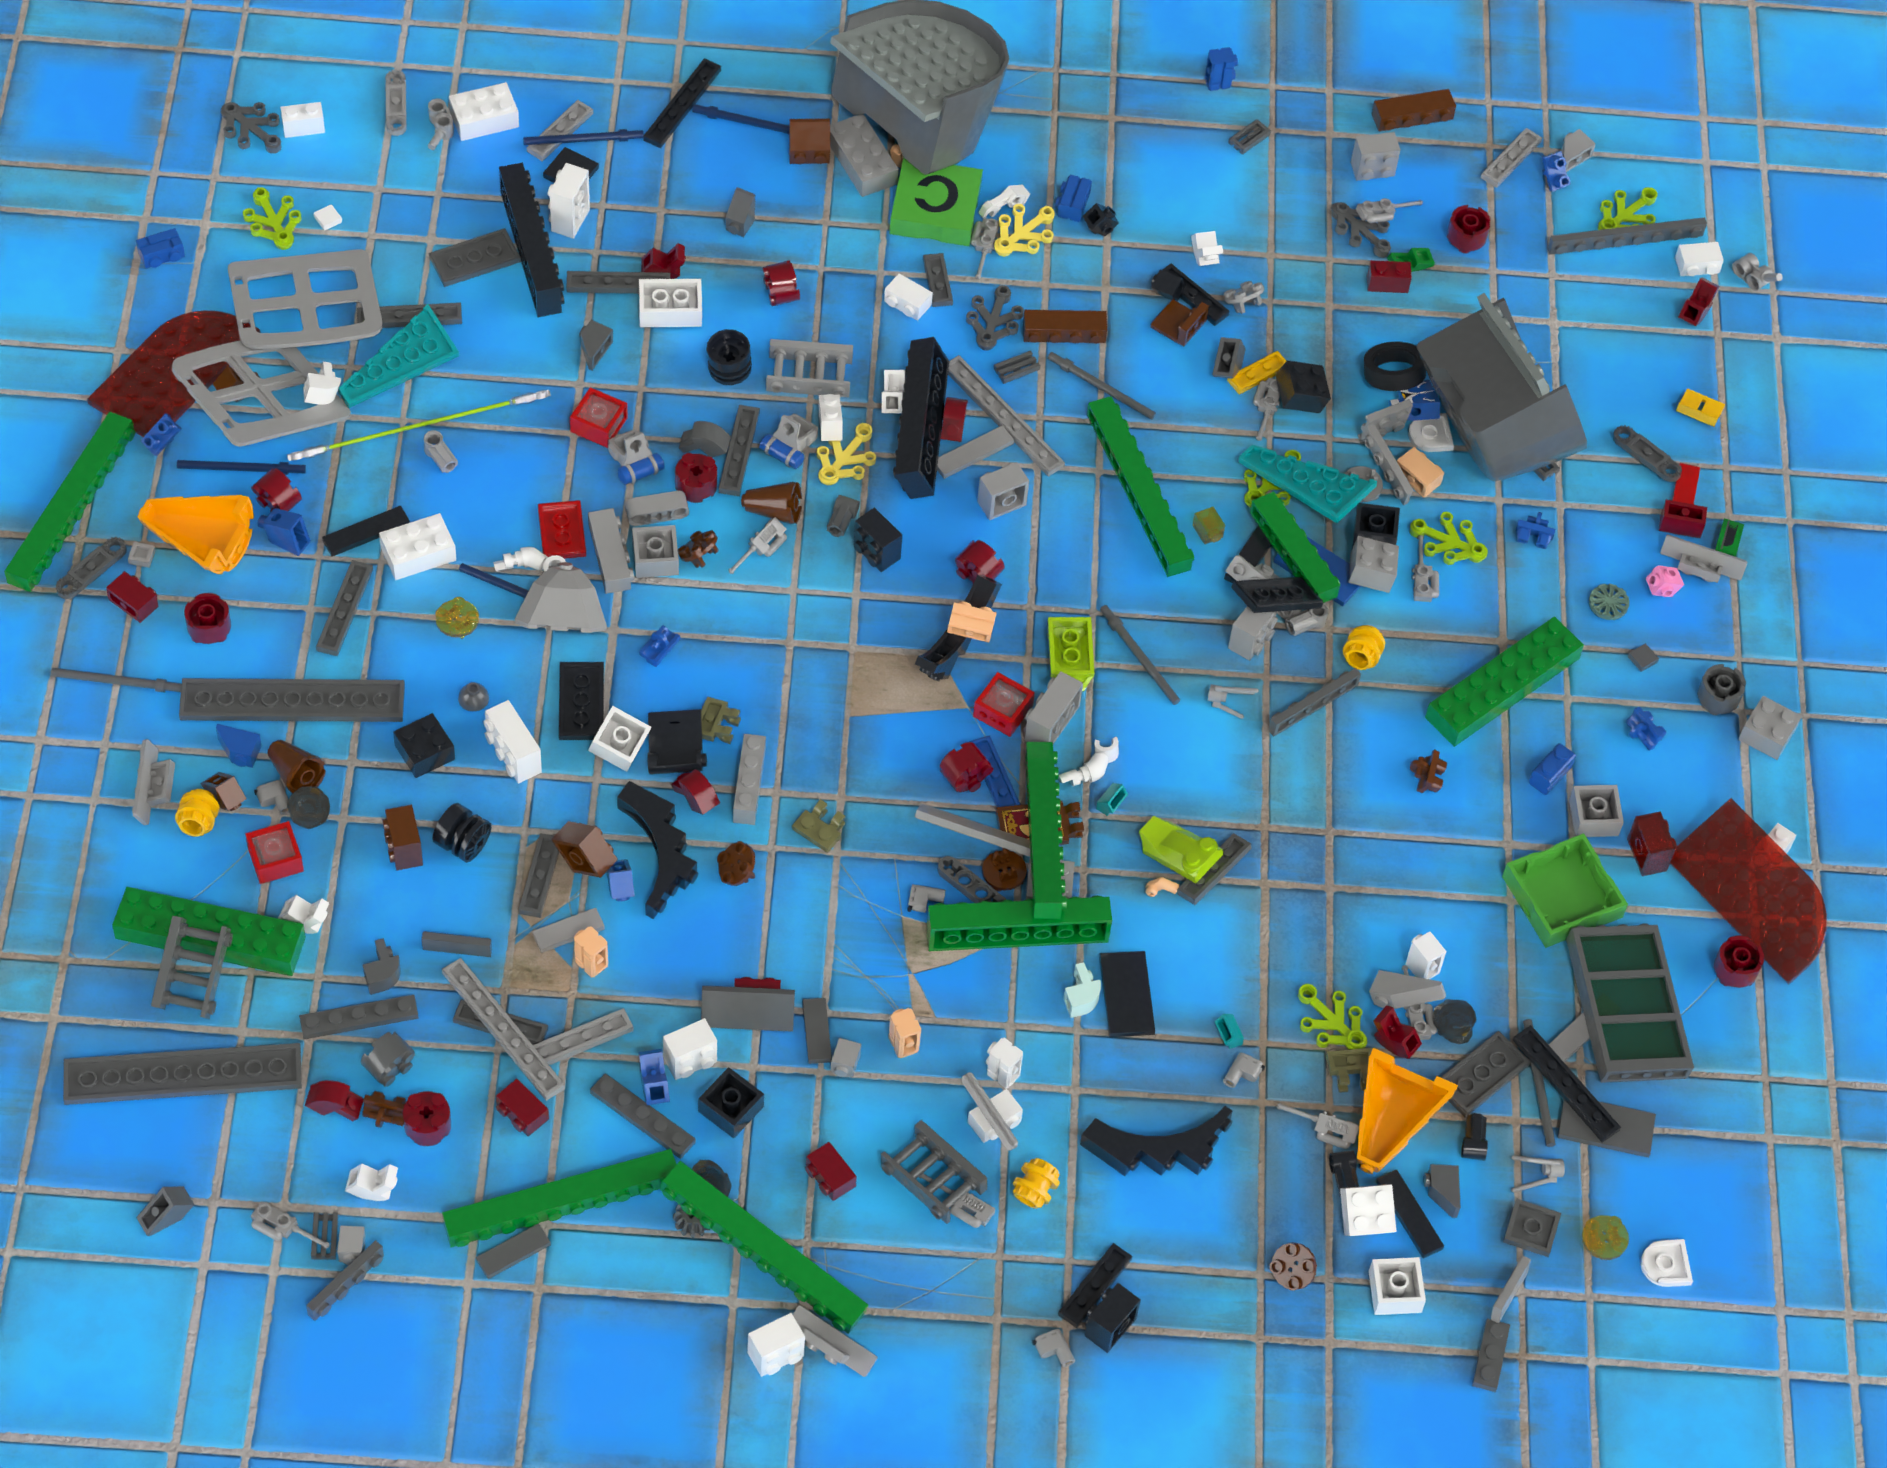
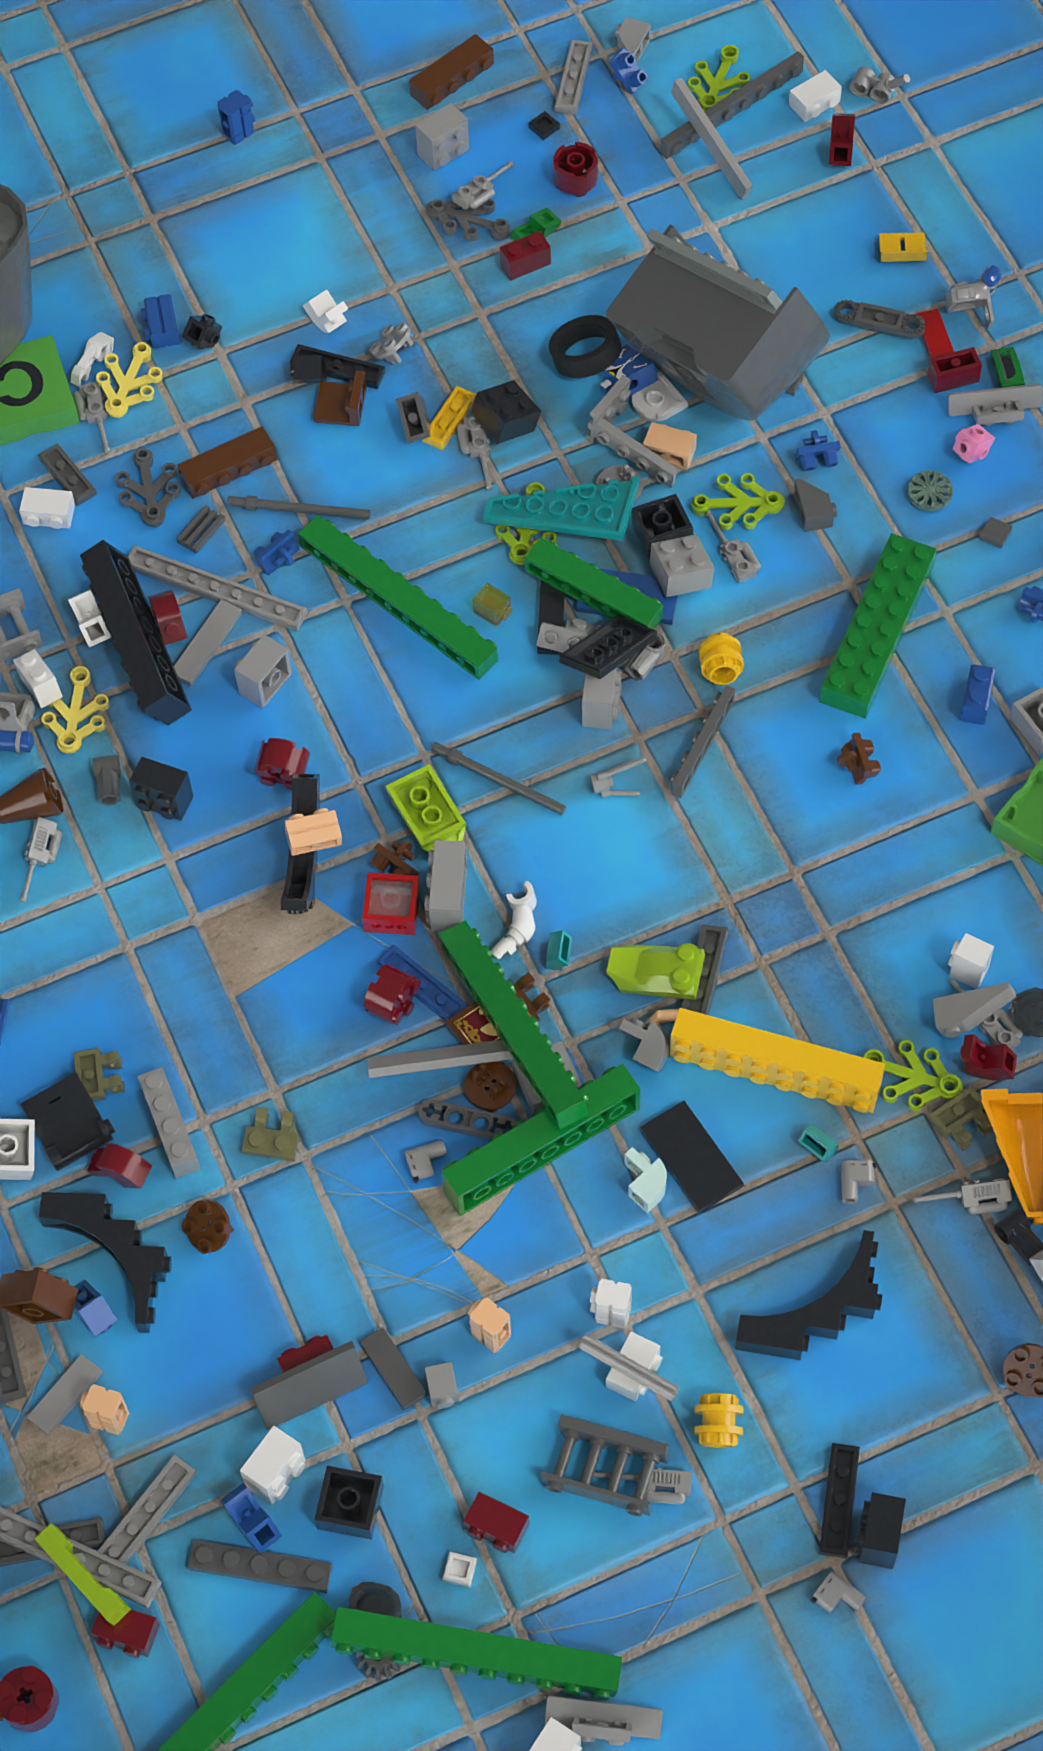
camera: 20 degrees left, 5 degrees up
(517, 1073) = (60, 1550): none -> lime piece
(786, 1191) = (459, 1569): none -> white tile
(1018, 670) = (384, 857): none -> reddish brown hips
(1065, 410) = (278, 552): none -> blue hips
(1144, 899) = (654, 1045): none -> light grey brick
(1231, 955) = (776, 1060): none -> yellow brick
(1252, 138) = (310, 177): dark grey tile -> none
(1465, 184) = (544, 125): none -> black tile
(1507, 570) = (814, 506): none -> dark grey slope
(1591, 253) = (711, 138): none -> light grey tile
(1735, 469) = (975, 295): none -> light grey piece

